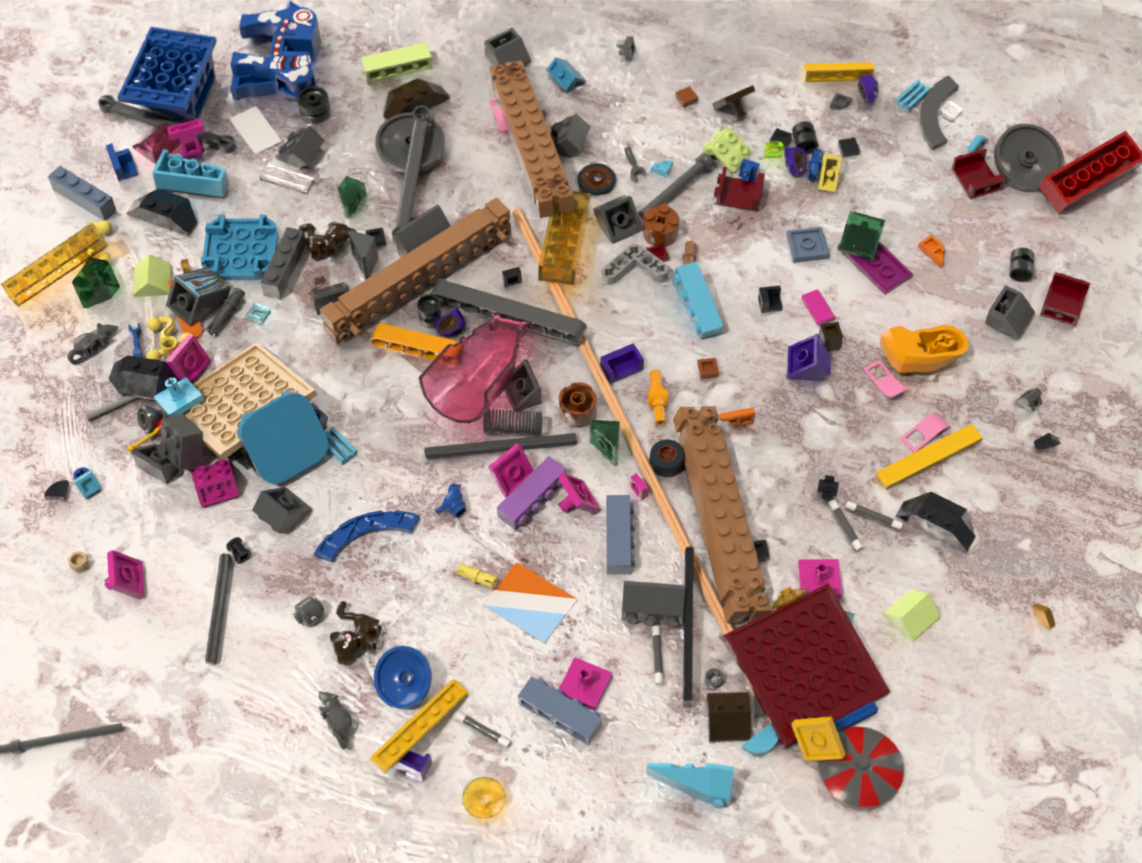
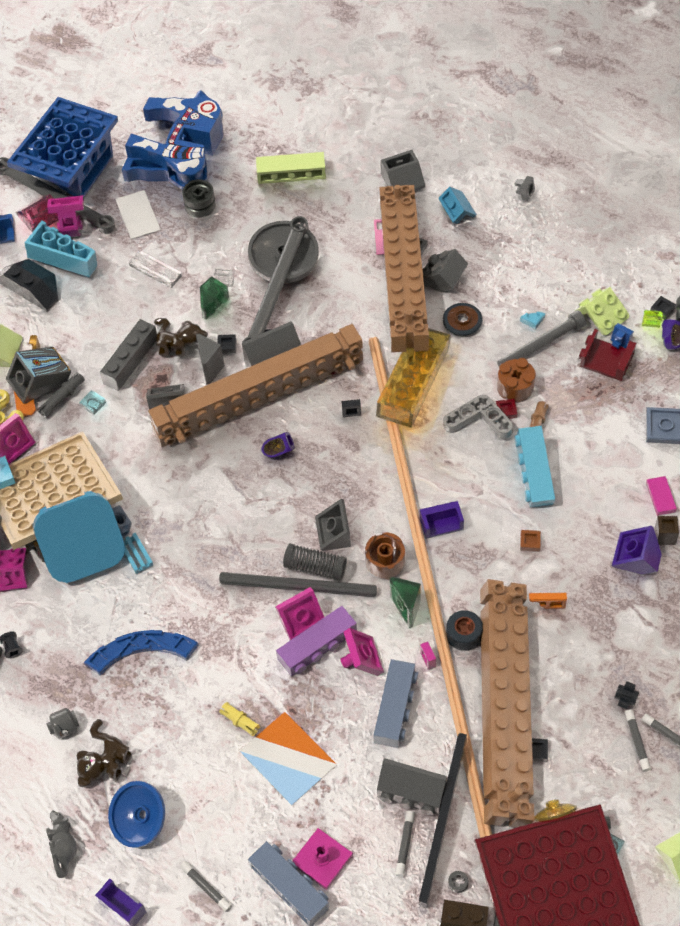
camera: 15 degrees right, 0 degrees up
(239, 247) = (91, 331): dark azure tile -> none
(280, 509) = (63, 609): dark grey slope -> none
(300, 147) = (175, 239): dark grey slope -> none
(409, 341) = (239, 461): light orange beam -> none
(414, 94) = (300, 202): dark brown wedge -> none
(418, 726) = (139, 871): yellow tile -> none
(429, 310) = (259, 428): pearl dark grey wheel -> none
(453, 501) = (235, 635): blue animal -> none
(474, 371) = (288, 501): clear pink windscreen -> none
(488, 304) = (339, 444): dark grey beam -> none
(618, 218) = (474, 364): dark grey slope -> none
(636, 169) = (503, 306): dark grey piece -> none
(657, 397) = (470, 563): light orange pin -> none
(686, 97) = (575, 248): dark orange tile -> none
(735, 100) = (623, 260): dark brown tile -> none
(769, 299) = (612, 478): black panel -> none
(819, 572) = (595, 789): dark pink tile -> none

